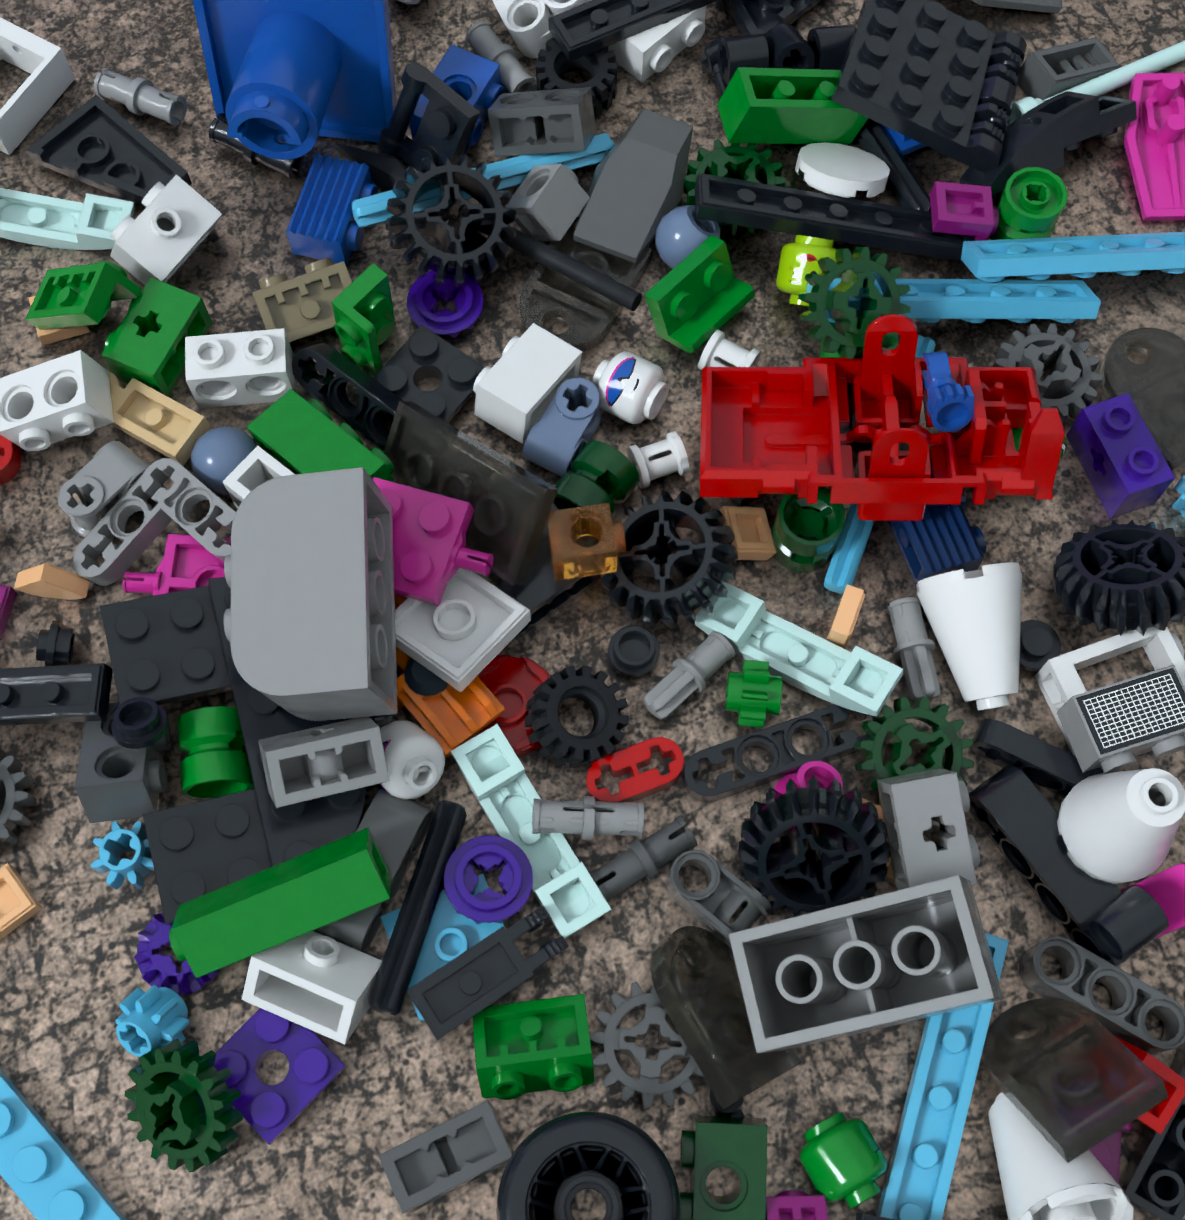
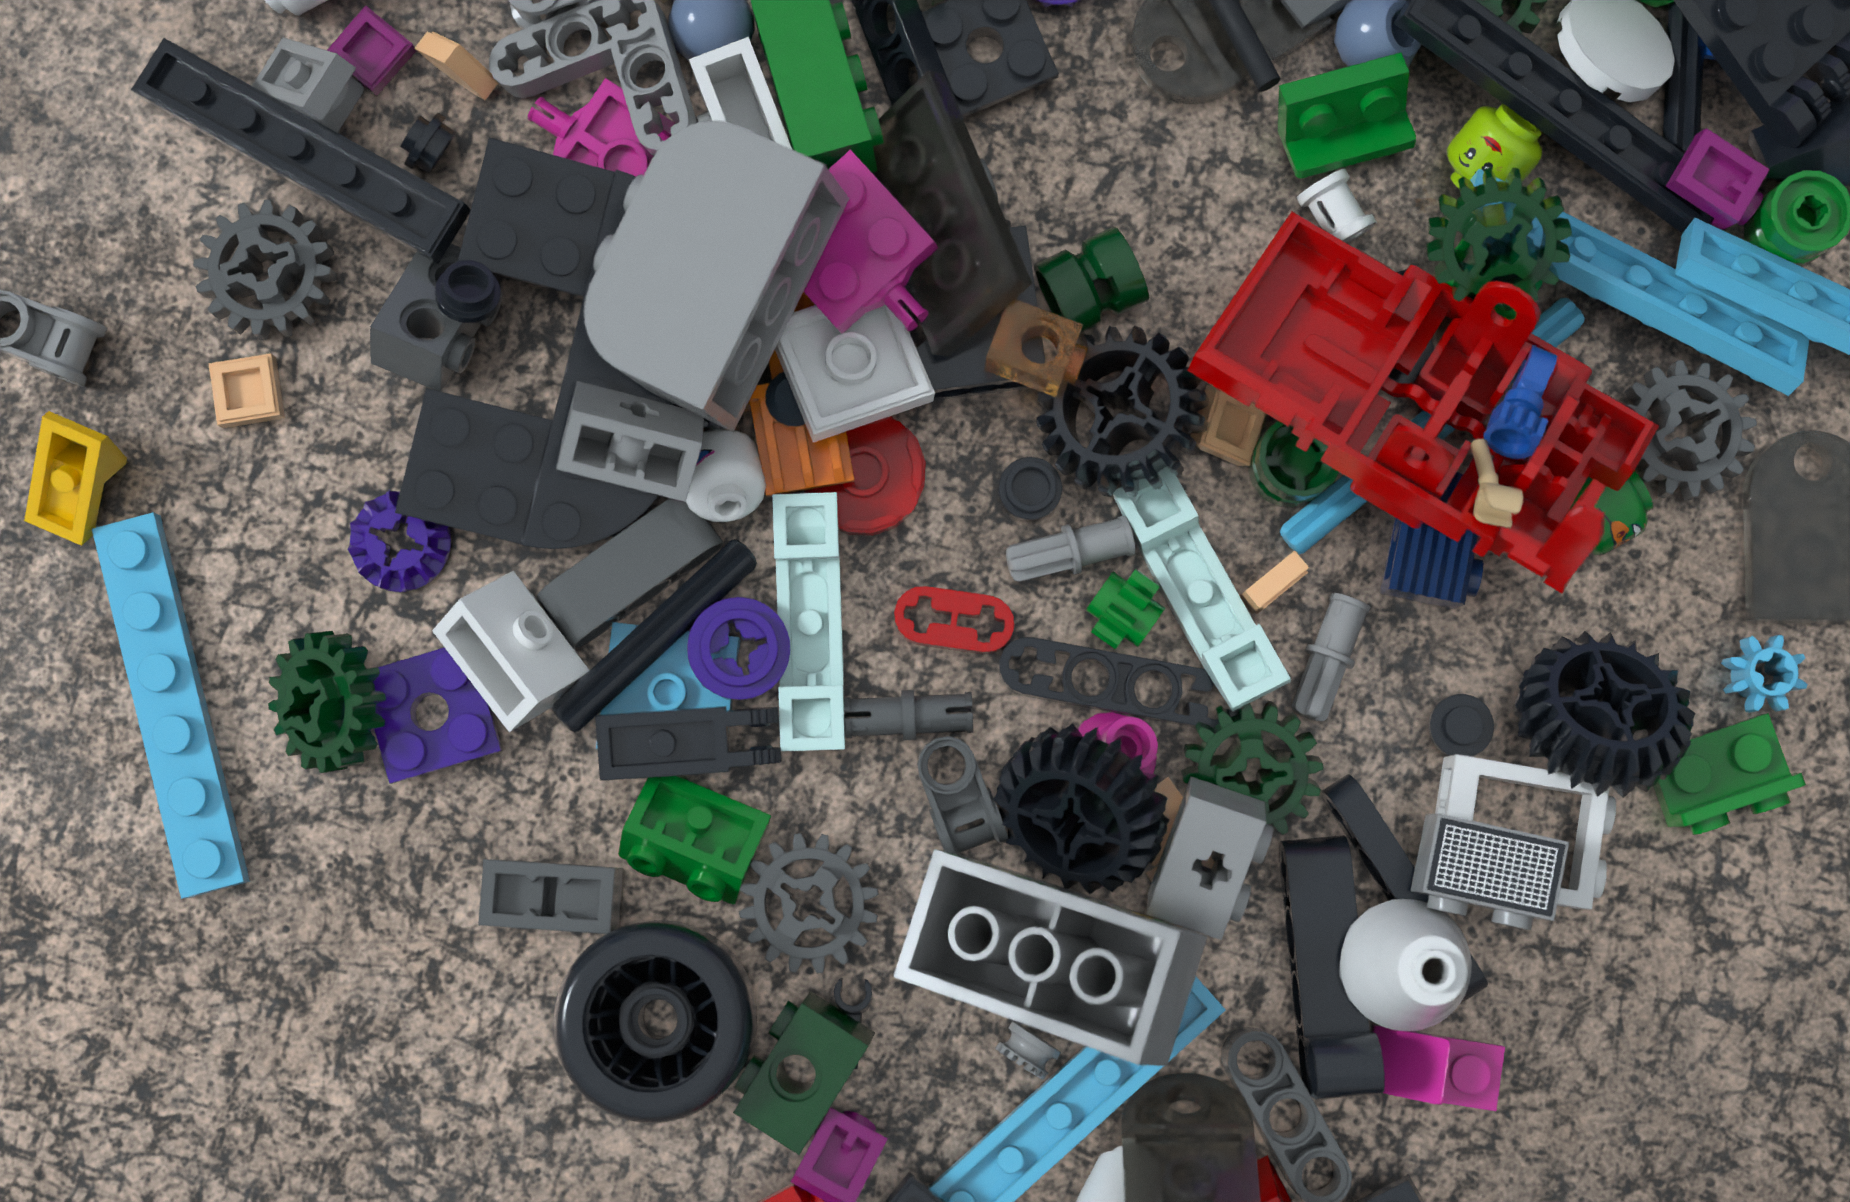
camera: 30 degrees right, 15 degrees up
(112, 847) = (376, 418): medium azure gear -> none
(151, 1019) = (336, 599): medium azure gear -> none
(214, 753) = (531, 356): green wheel -> none
(280, 903) = (517, 561): green brick -> none
(524, 381) = (1089, 113): white brick -> none
(562, 432) = (1091, 197): sand blue piece -> none
(588, 817) = (874, 642): light grey pin -> none
(600, 699) = (960, 540): black tyre -> none
(631, 387) = (1202, 184): white head -> none
(659, 459) = (1204, 278): white bush -> none
(712, 1014) = (876, 908): clear smoke tile -> none
(843, 1160) = (928, 1117): green head -> none
(884, 1060) = (1029, 1049): none -> light grey bush
(968, 455) = (1493, 501): none -> tan hand
(978, 629) = (1406, 678): white cone -> none
(1119, 455) = (1698, 572): dark purple brick -> none

